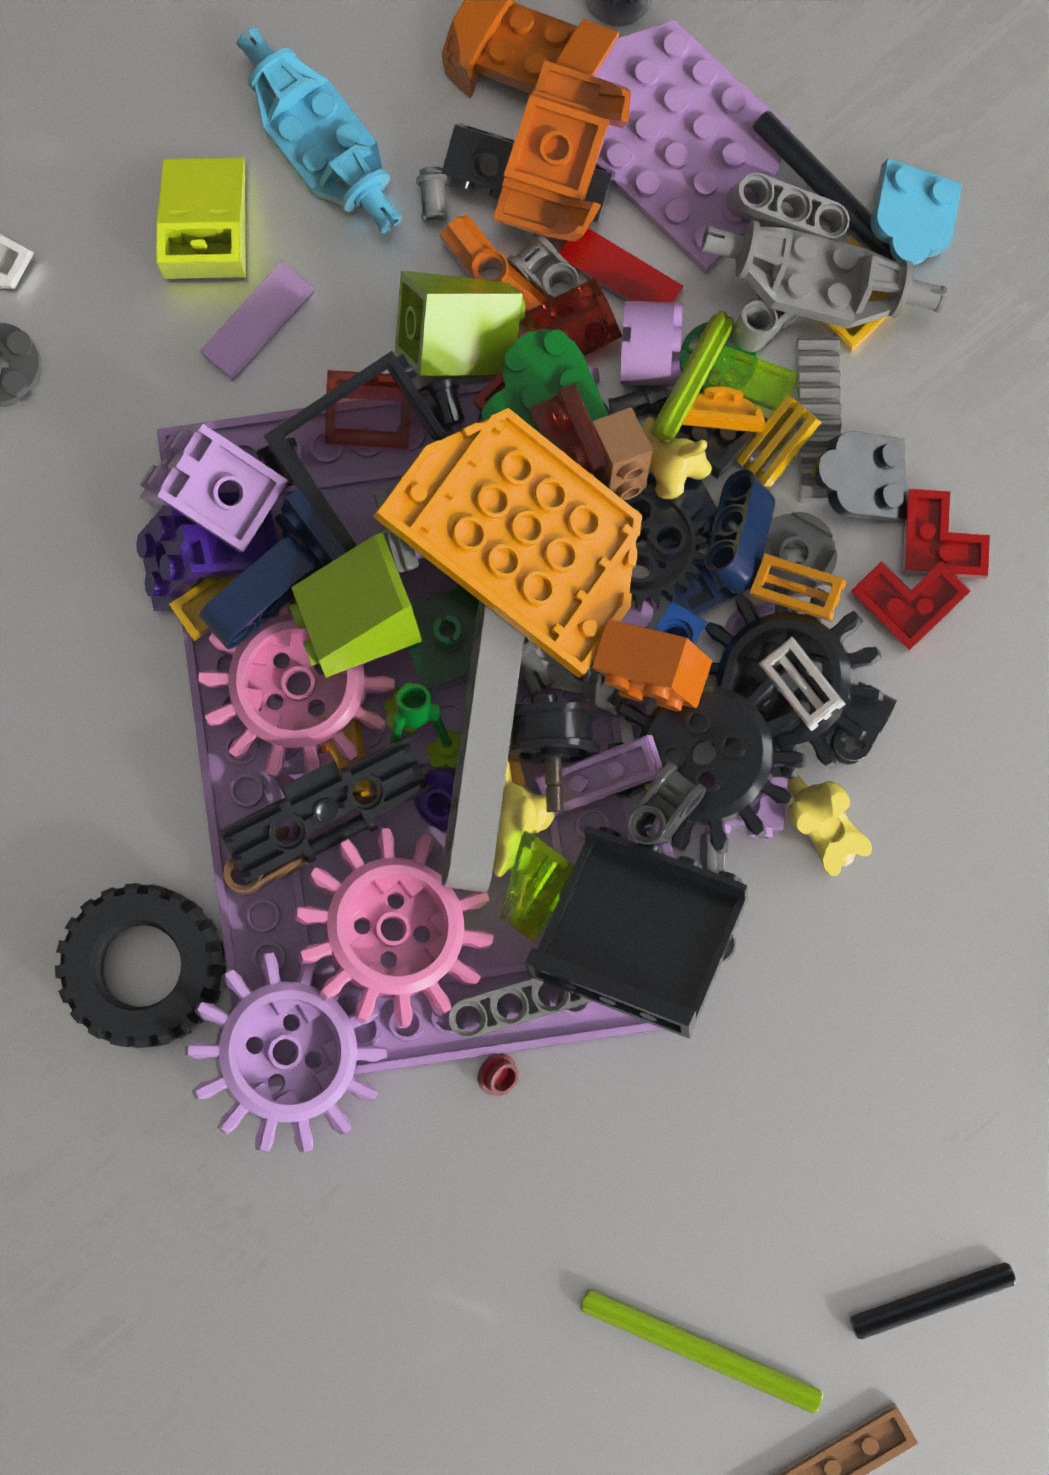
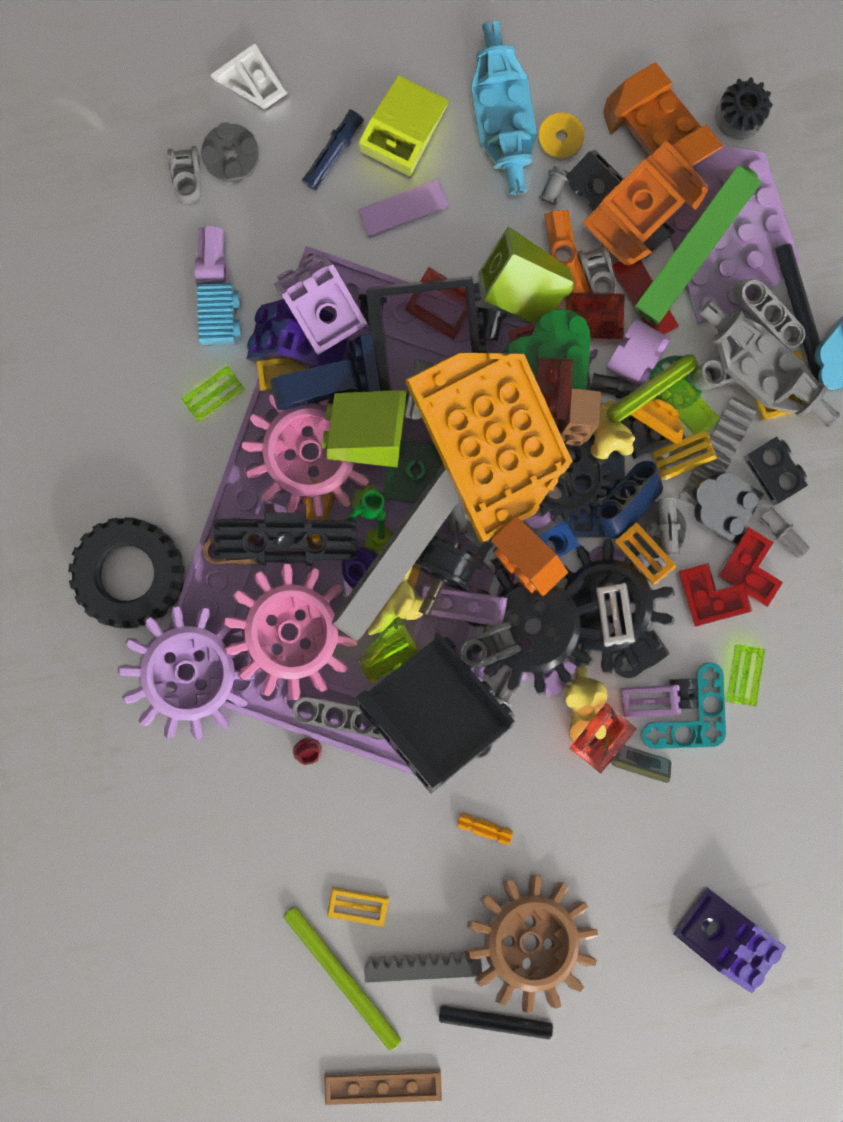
camera: 30 degrees right, 5 degrees up
(45, 514) = (210, 265): none -> lavender piece
(87, 575) = (217, 314): none -> medium azure brick
(120, 671) = (207, 384): none -> clear neon green tile
(130, 279) = (328, 156): none -> dark blue pin
(404, 113) = (570, 127): none -> yellow piece
(637, 1255) = (358, 906): none -> yellow tile
(653, 172) = (697, 245): none -> bright green brick
(781, 1053) = (484, 828): none -> light orange axle
(802, 1281) = (421, 969): none -> dark grey gear
(807, 538) = (667, 512): none -> light grey pin
(878, 871) = (602, 751): none -> clear red tile
(898, 411) = (769, 475): none -> black brick
(934, 754) = (673, 699): none -> lavender tile
(937, 860) = (643, 763): none -> slope
(941, 742) = (686, 692): none -> black wheel
(957, 473) = (784, 532): none -> light grey axle
(959, 1189) = (547, 965): none -> medium nougat gear
(984, 776) = (697, 727): none -> teal beam
(992, 686) = (745, 672): none -> clear neon green tile

